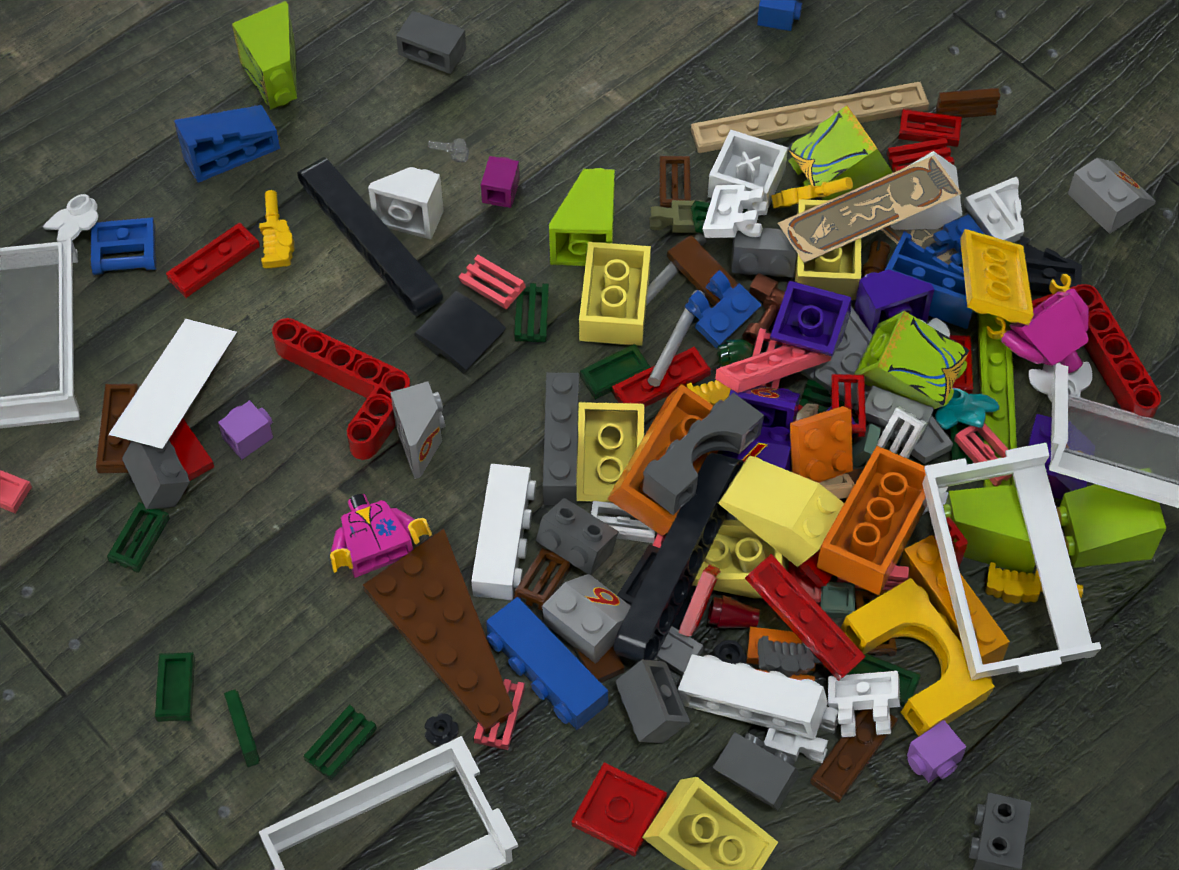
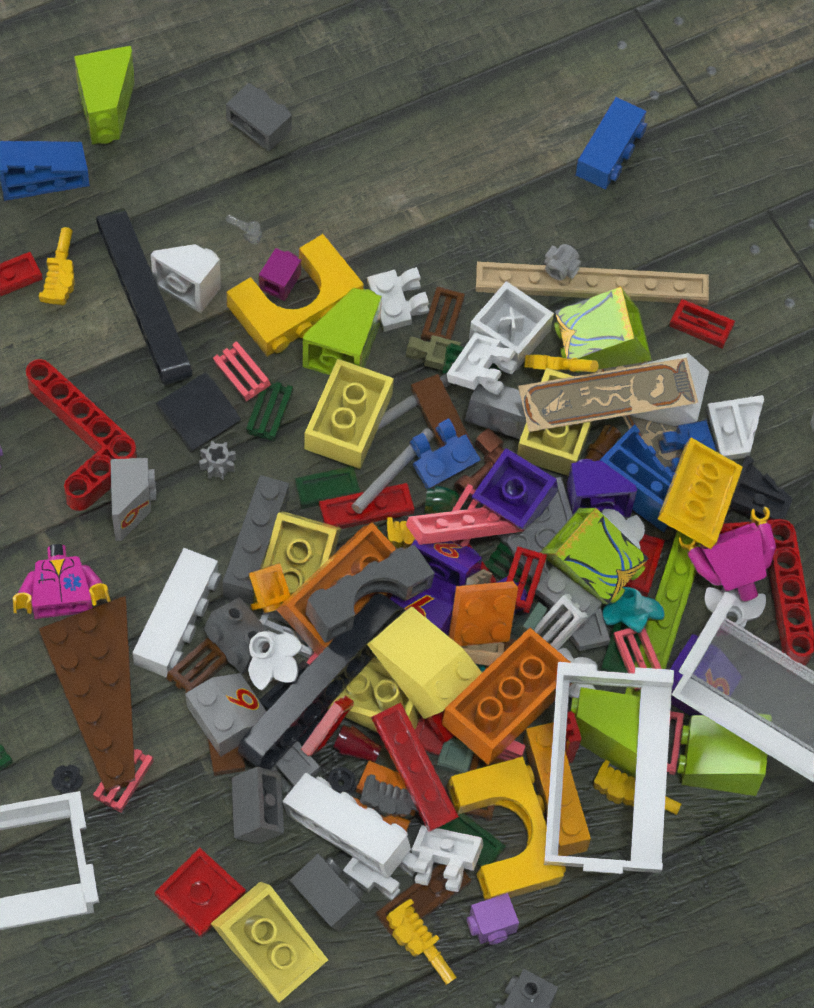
camera: 10 degrees right, 5 degrees up
(495, 372) = (217, 460): none -> light grey gear
(513, 231) = (277, 327): none -> yellow arch
(546, 663) = (177, 745): blue brick -> none
(593, 479) = (269, 587): none -> light orange bracket
(627, 549) = (276, 662): none -> white plate
(628, 188) = (395, 310): none -> white plate
(777, 101) = (562, 262): none -> light grey gear
(858, 790) = (416, 938): none -> yellow piece
(914, 152) = (682, 345): red tile -> none
(968, 103) = (745, 309): reddish brown tile -> none

